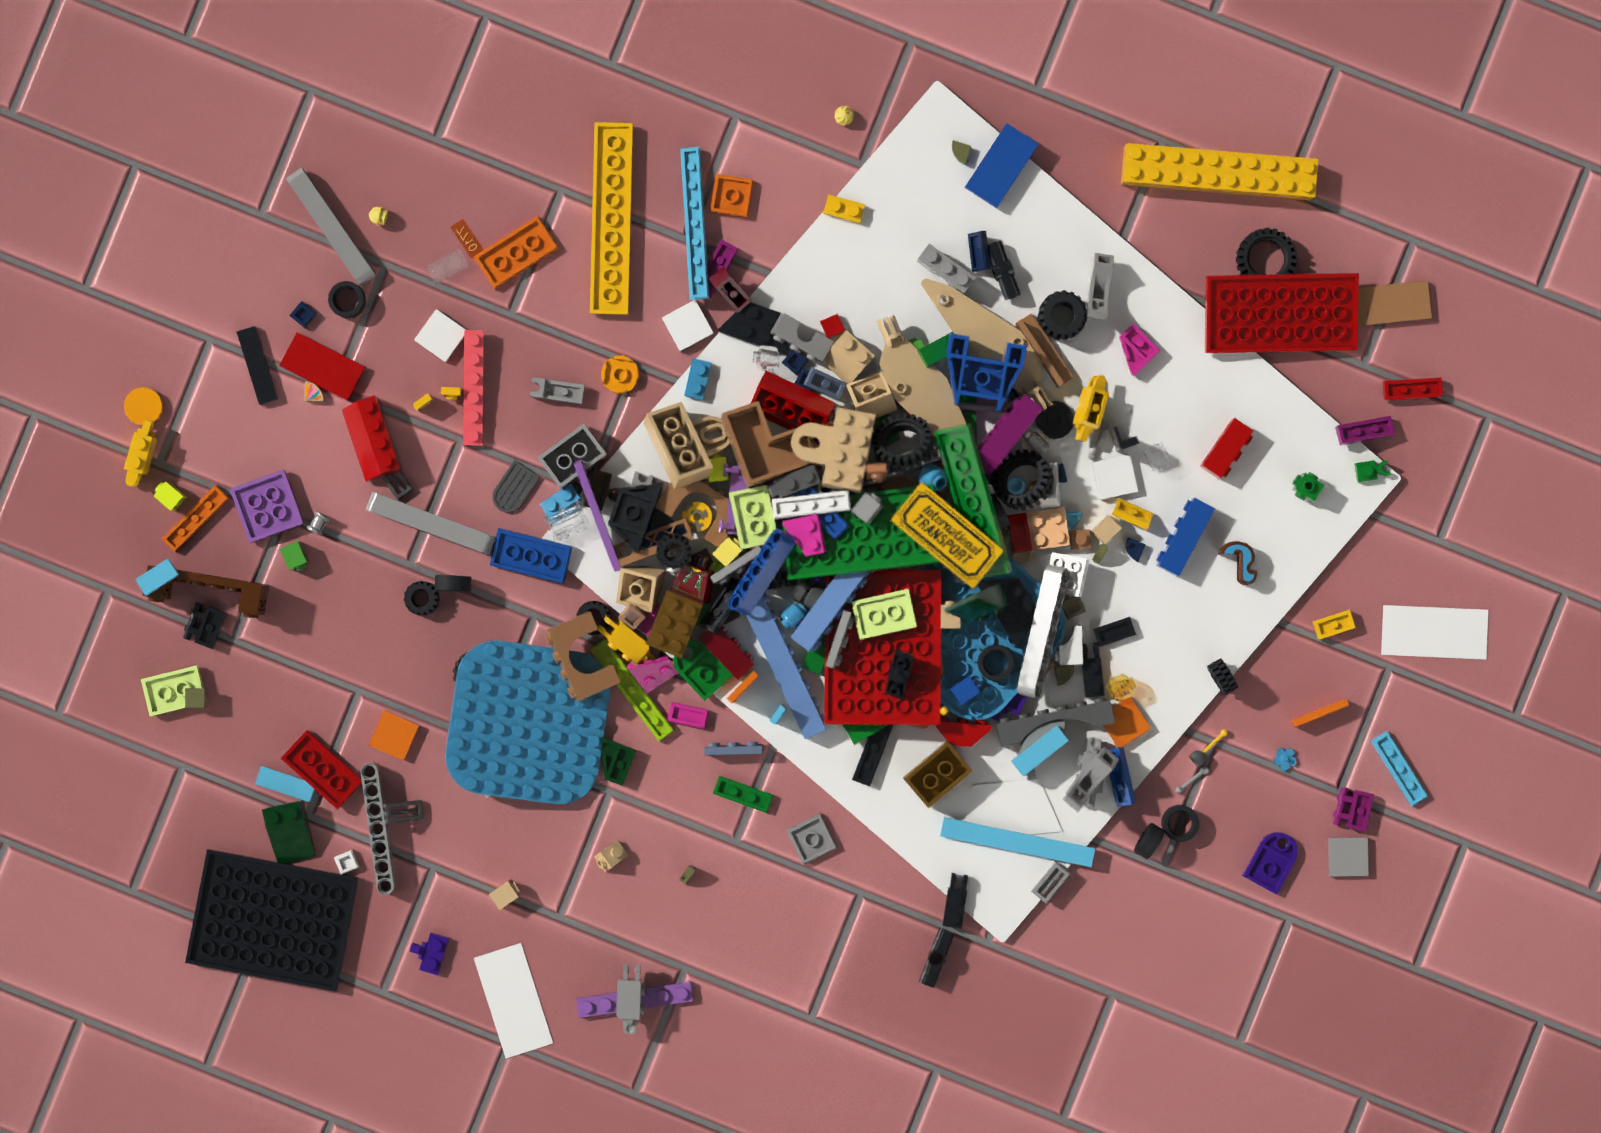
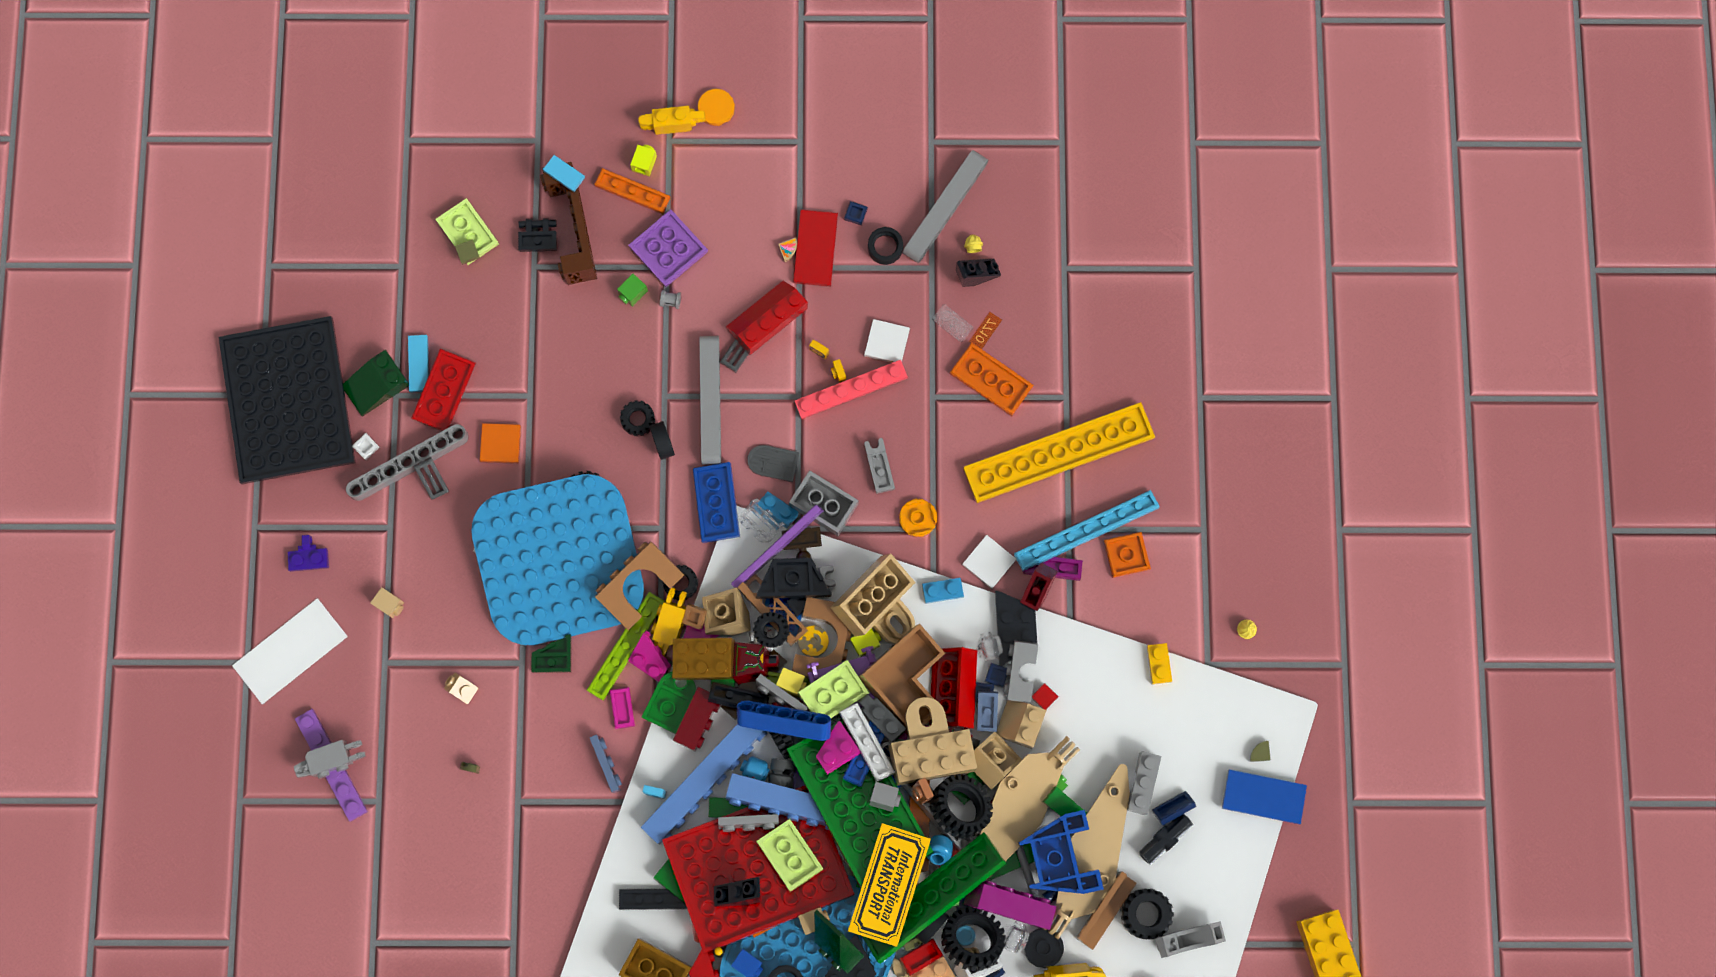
camera: 60 degrees right, 10 degrees down
(257, 365) = (793, 191): black tile -> none
(407, 223) = (977, 271): none -> black slope
(743, 686) = (667, 747): orange tile -> none
(743, 794) = (566, 790): green tile -> none
(811, 838) = (547, 873): light grey tile -> none

